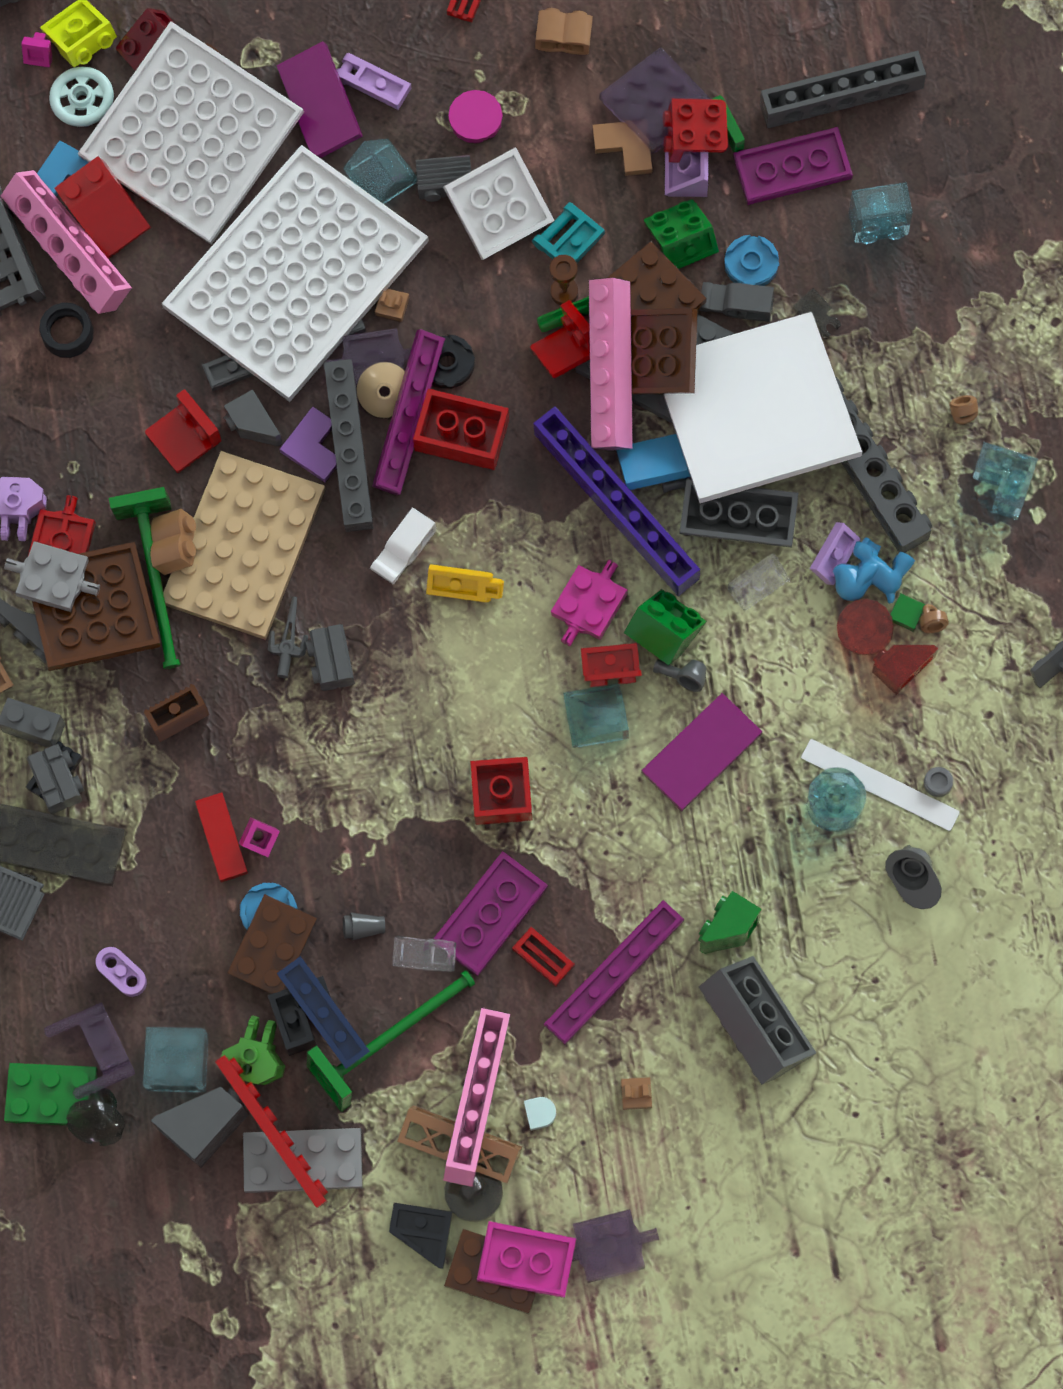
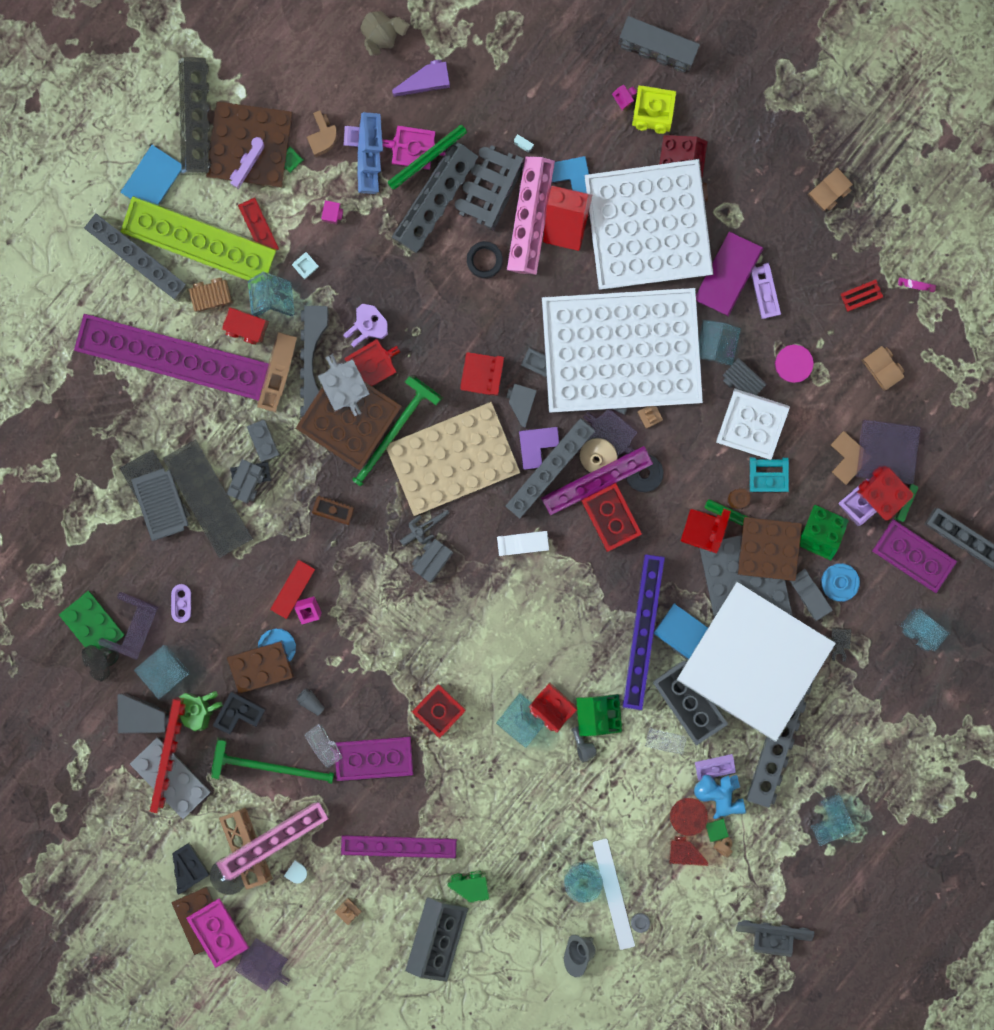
camera: 45 degrees right, 15 degrees up
(82, 75) = (632, 133): light aqua plate -> none
(172, 541) = (419, 425): medium nougat brick -> none
(323, 1012) = (245, 728): dark blue plate -> none
(463, 584) = (530, 592): yellow hinge -> none
(561, 973) = (375, 788): red tile -> none
(589, 602) = (578, 664): dark pink plate -> none
(610, 364) = (711, 567): bright pink brick -> none
(663, 351) = (739, 585): reddish brown plate -> none
(701, 752) = (550, 790): magenta tile -> none
(964, 406) = (854, 764): medium nougat tile -> none

